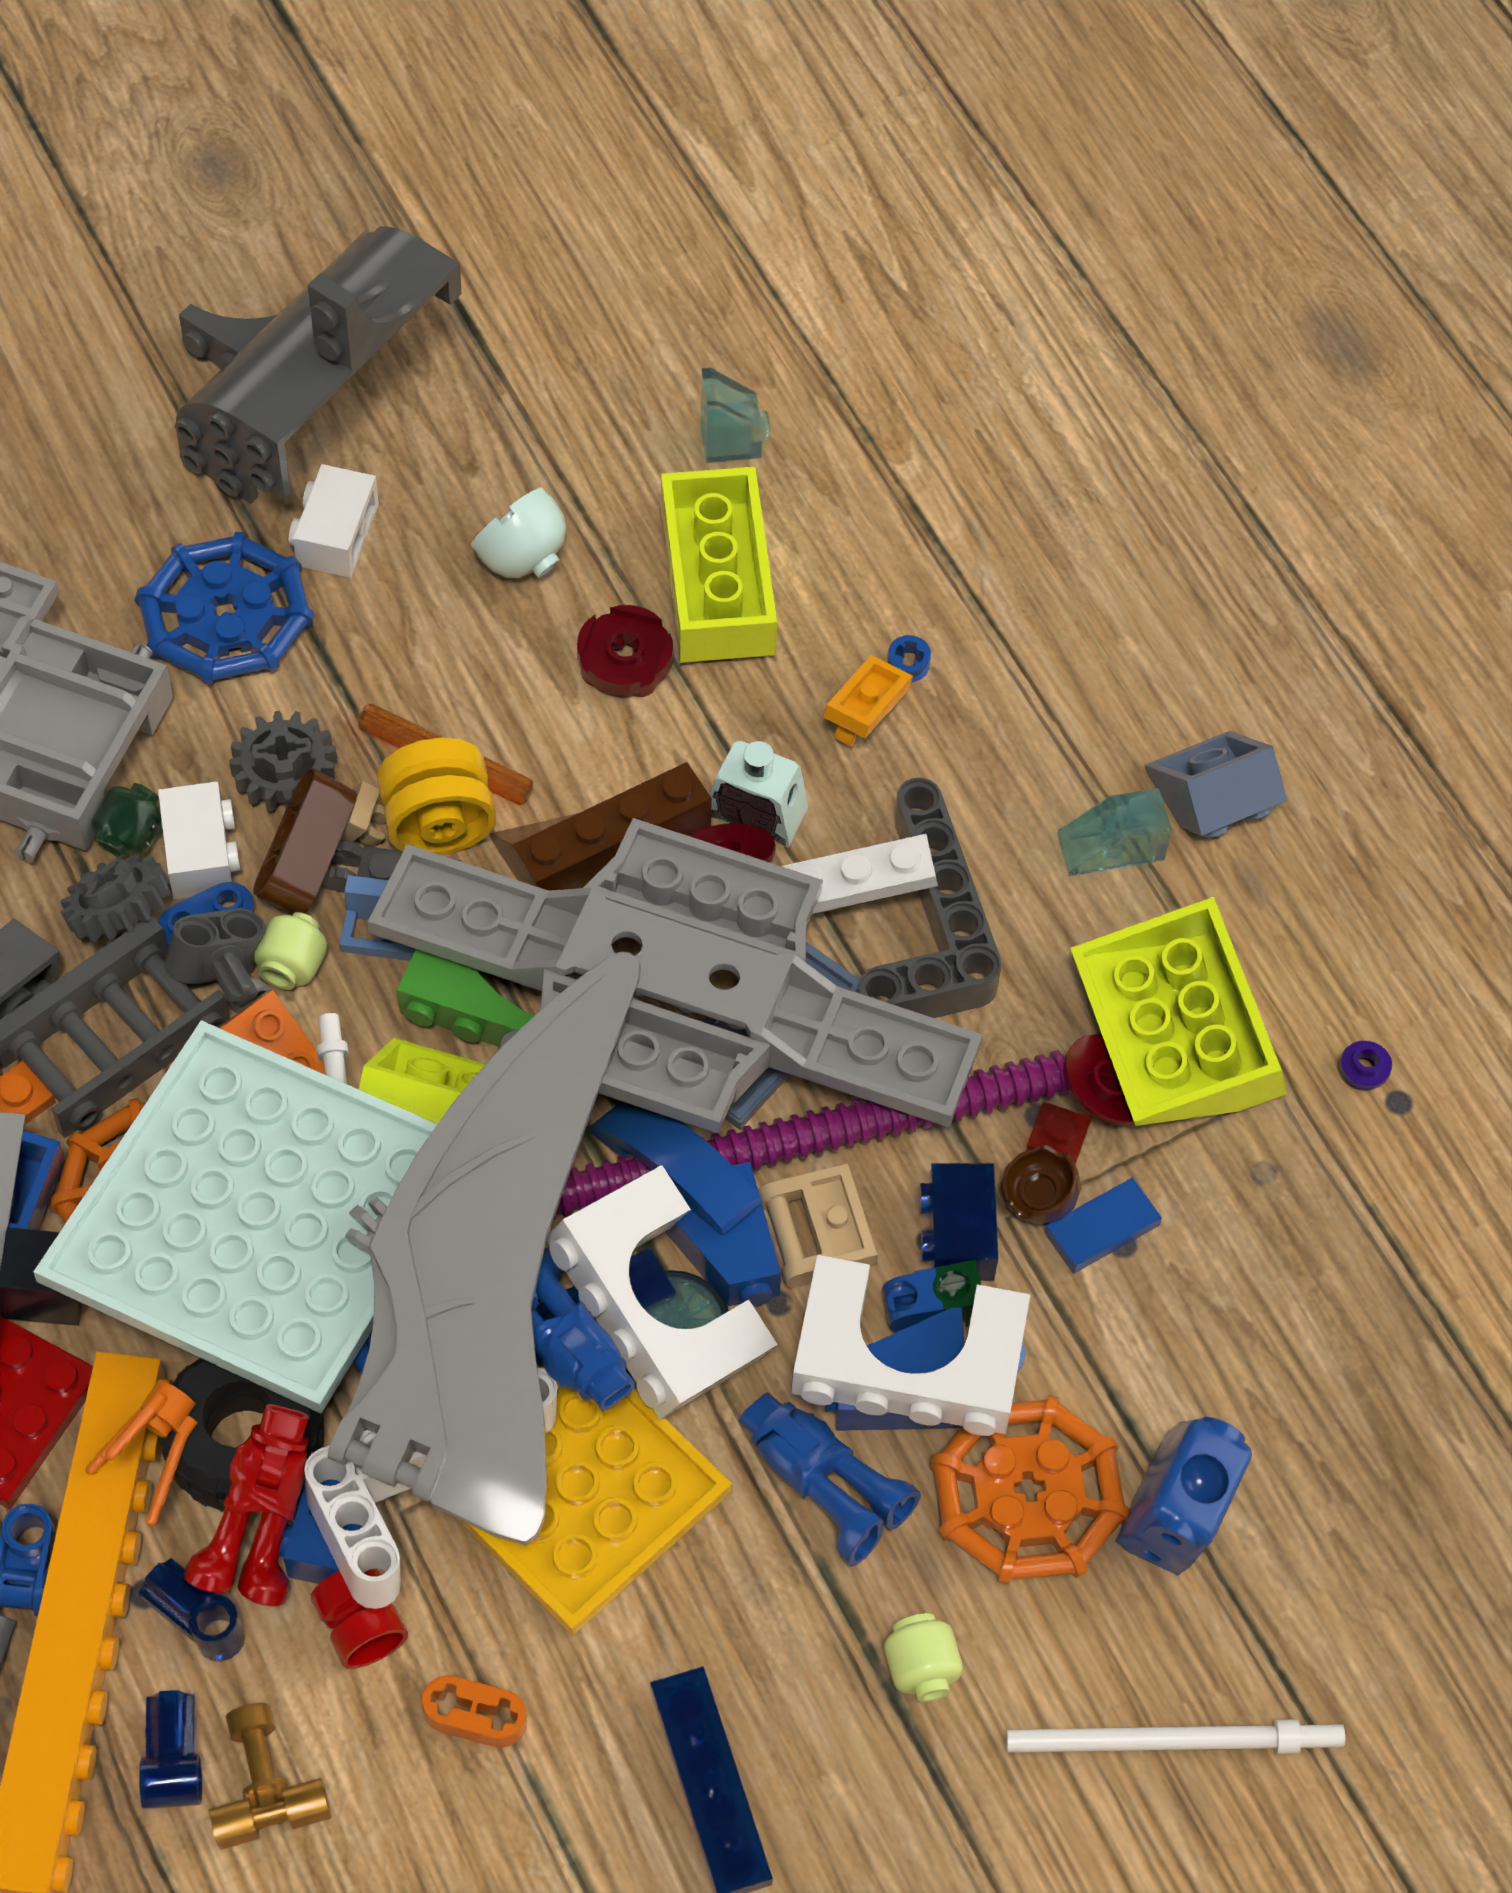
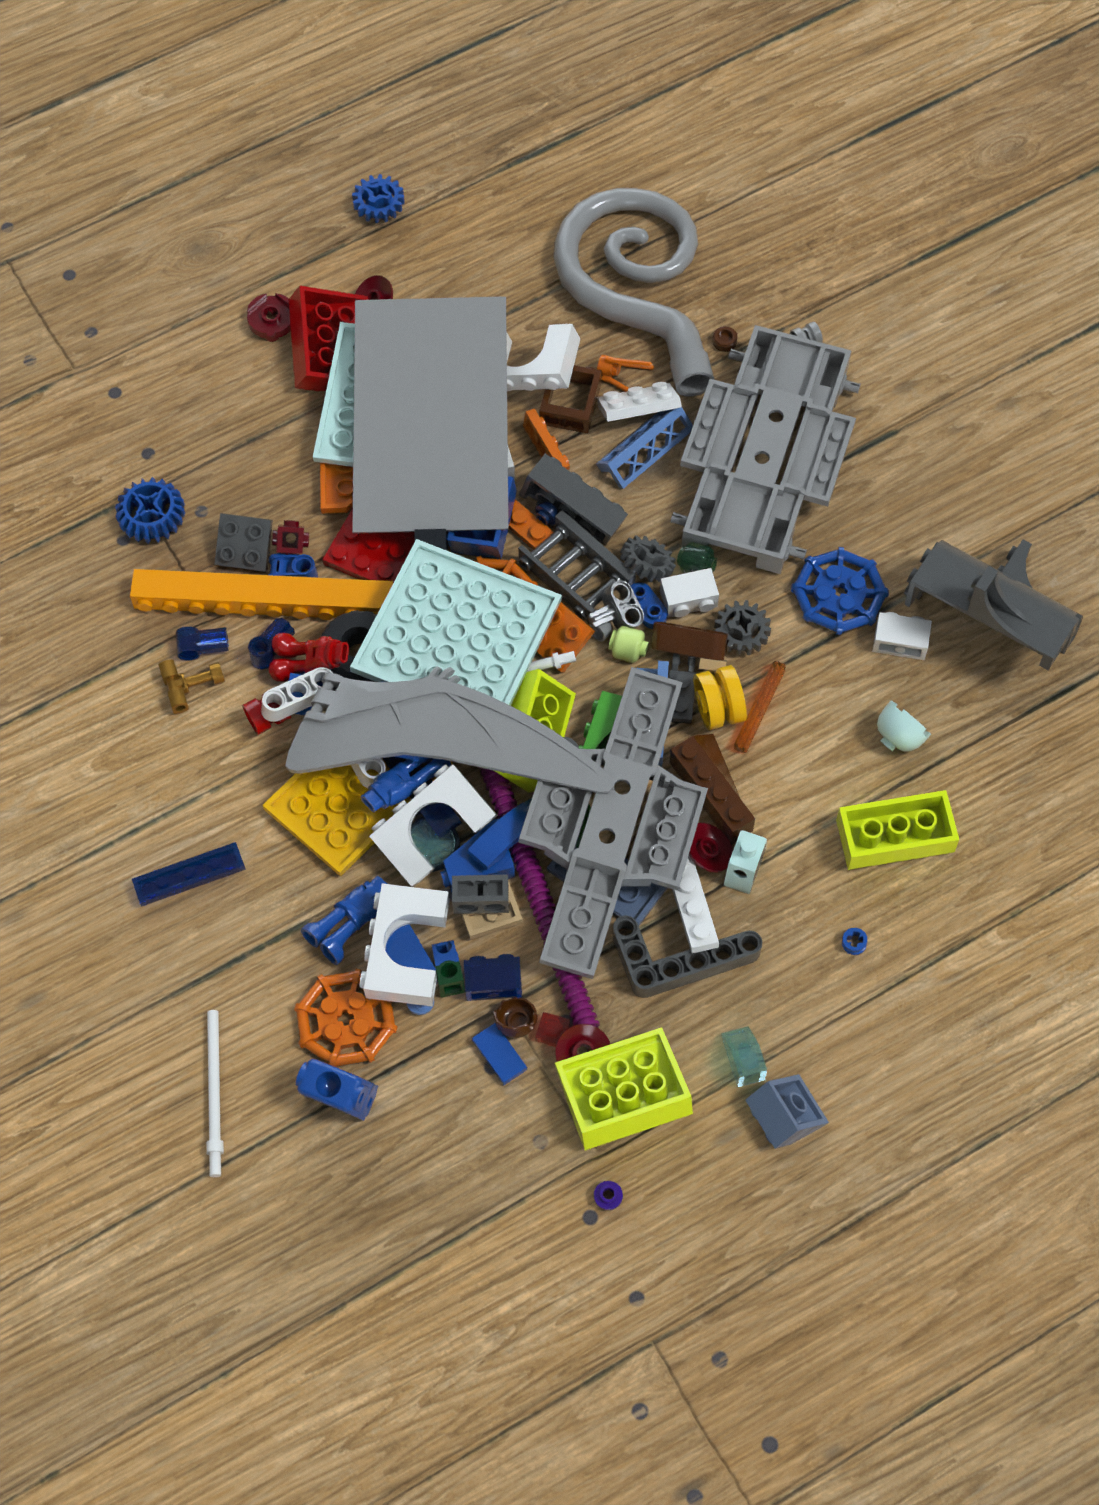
camera: 90 degrees right, 5 degrees up
(161, 1412) = (350, 605): orange plant -> none
(470, 1723) = (219, 767): orange beam -> none
(625, 674) = (827, 778): dark red plate -> none
(730, 419) = (1001, 829): clear light blue slope -> none
(811, 1209) = (480, 894): none -> dark grey brick
(866, 699) = (819, 916): light orange plate -> none
(923, 1657) = (252, 968): yellowish green head -> none

